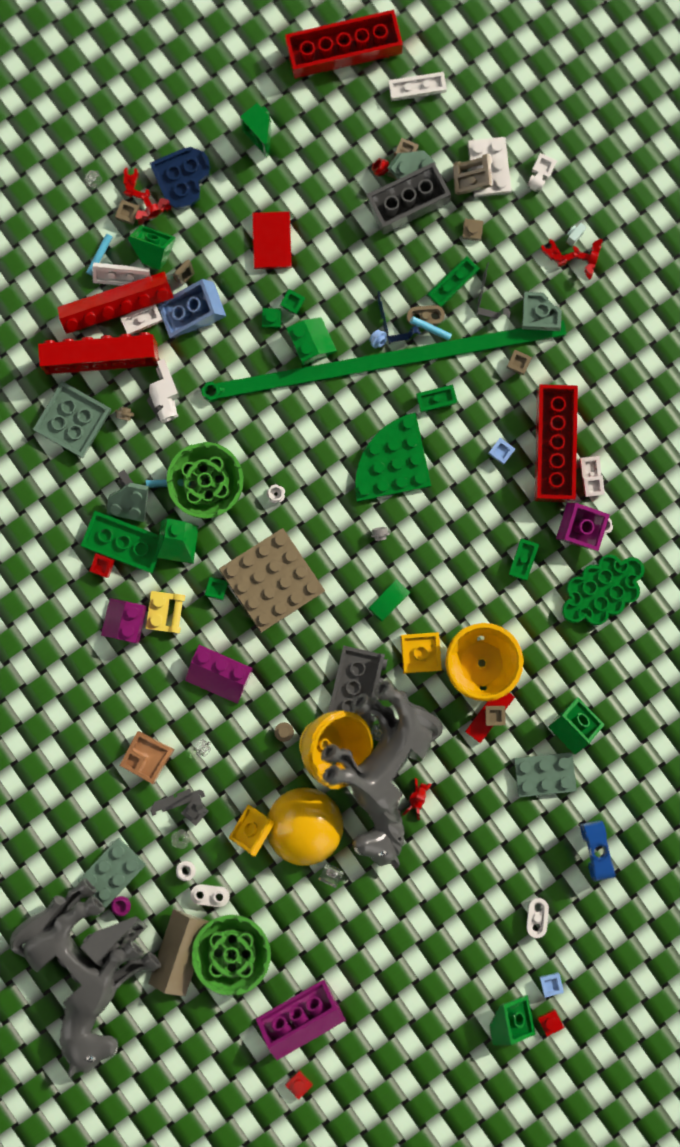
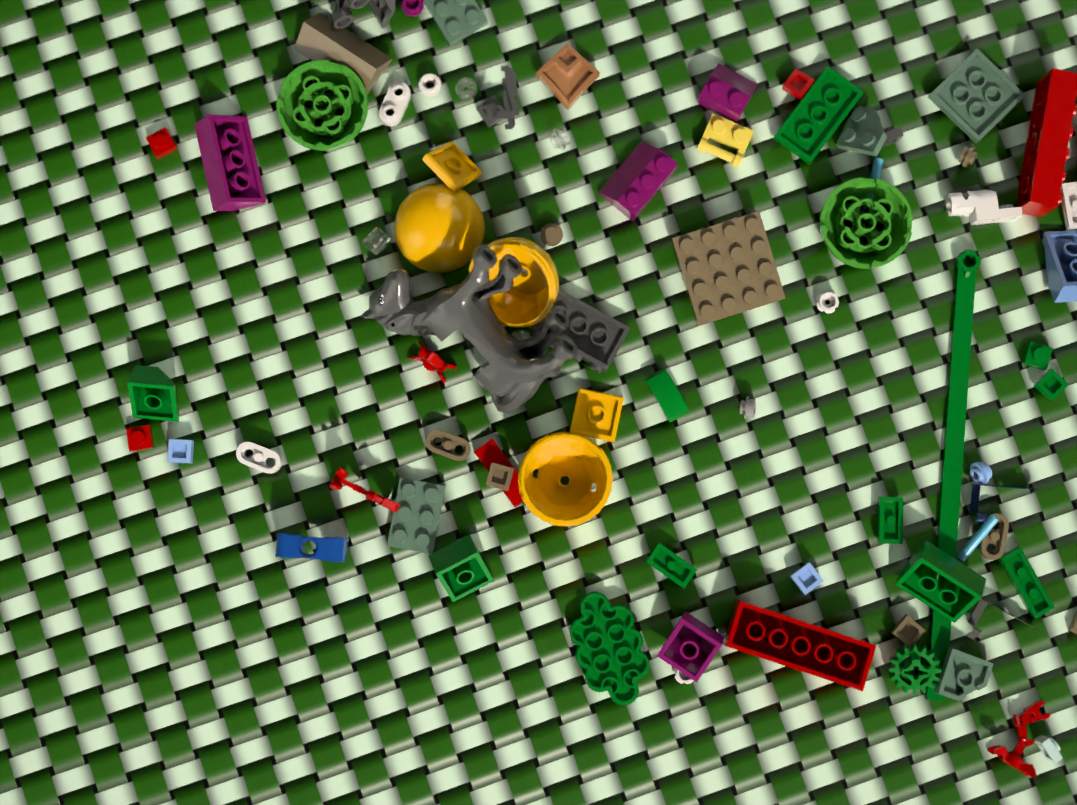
camera: 105 degrees right, 0 degrees up
(177, 541) = (803, 174): green slope -> none
(216, 589) = (735, 203): green plate -> none
(311, 340) = (999, 393): green slope -> none
(393, 461) = (828, 447): green plate -> none
(473, 347) = (941, 582): none -> green slope
(481, 765) = (448, 445): none -> dark tan plate
(535, 844) = (383, 501): none -> red piece
(549, 341) = (923, 674): none -> green gear
(591, 476) = (747, 677): white slope -> none

